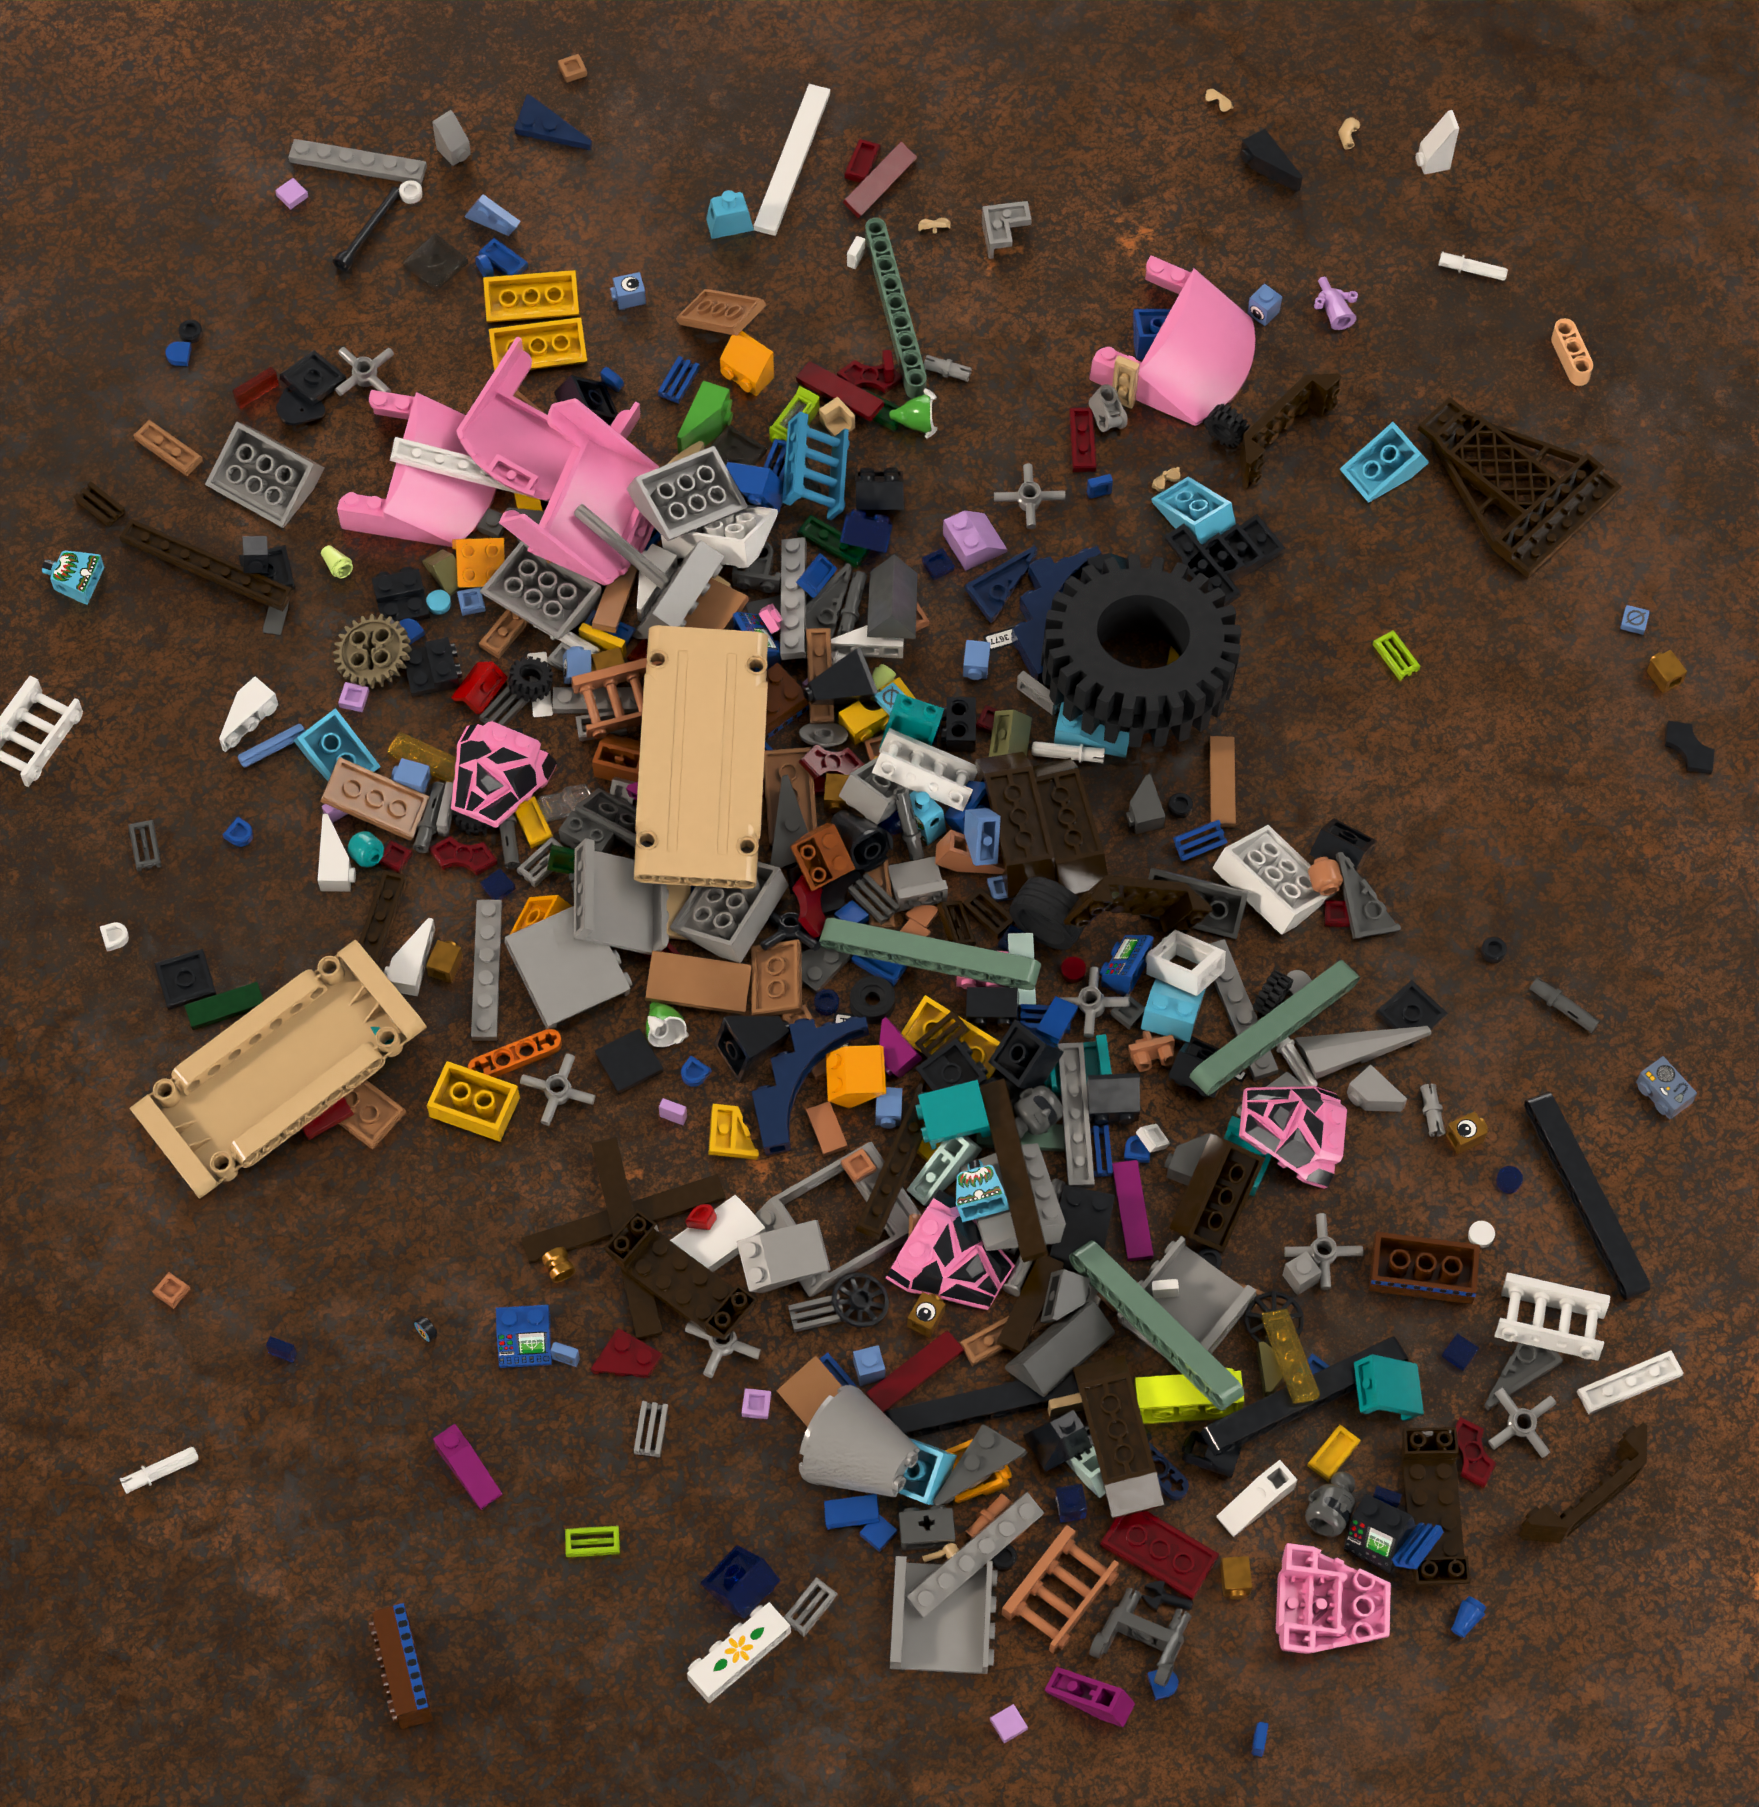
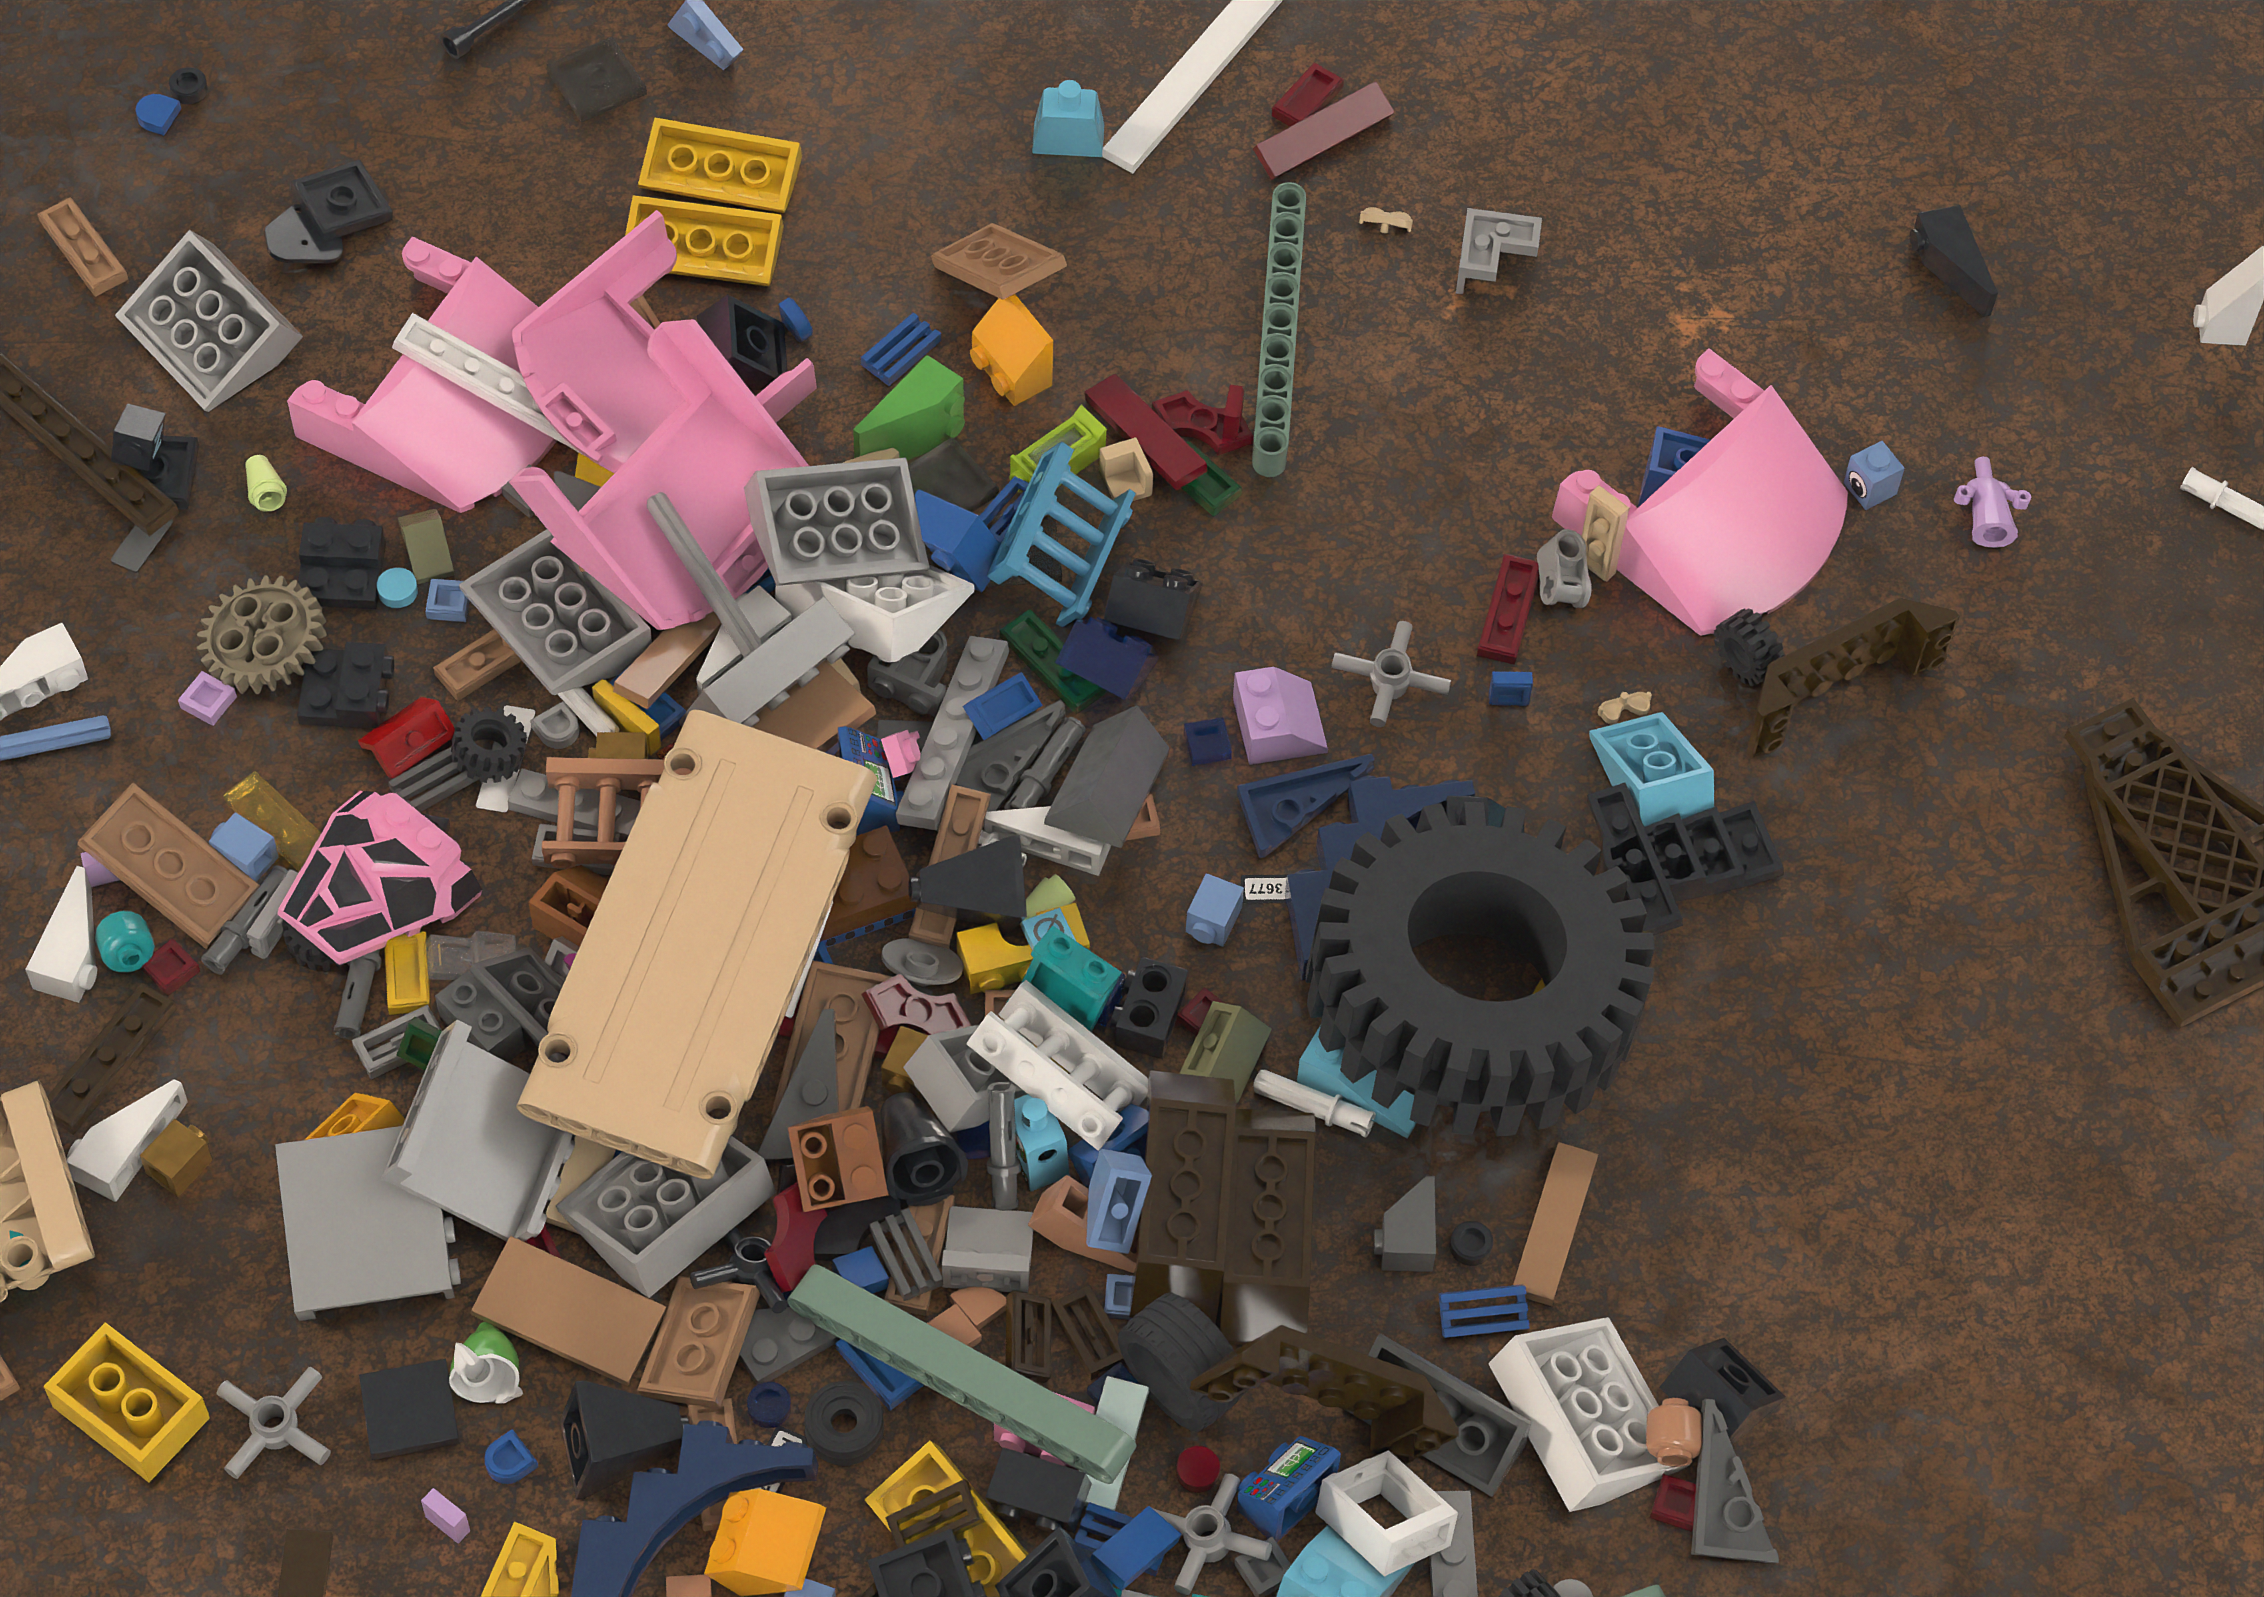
camera: 15 degrees right, 5 degrees down
(255, 387) = (248, 191): clear red tile -> none
(334, 739) = (143, 753): medium azure slope -> none
(364, 364) = (421, 209): light grey bar -> none
(413, 629) = (338, 620): blue tile -> none
(454, 854) = (262, 988): dark red tile -> none
(477, 560) = (477, 537): light orange bracket -> none
(484, 265) = (666, 101): blue tile -> none
(486, 970) = (239, 1193): light grey plate -> none
(498, 885) = (312, 1059): clear blue tile -> none
(503, 258) = (700, 99): blue tile -> none
(513, 1052) = (229, 1338): orange beam -> none
(576, 662) = (570, 736): medium blue brick -> none
(628, 291) = (871, 195): medium blue brick -> none
(856, 252) = (1247, 228): white tile -> none
(898, 1052) = (851, 1522): magenta slope -> none
(917, 413) = (1255, 497): bright green hat -> none
(947, 368) = (1330, 441): light grey pin -> none
(1036, 692) = (1292, 988): light grey tile -> none
(1224, 103) = (1910, 154): tan piece -> none
(1350, 125) = (2099, 237): tan arm -> none
(1384, 463) = (1992, 776): medium azure slope -> none
(1414, 665) = (1924, 1125): lime tile -> none

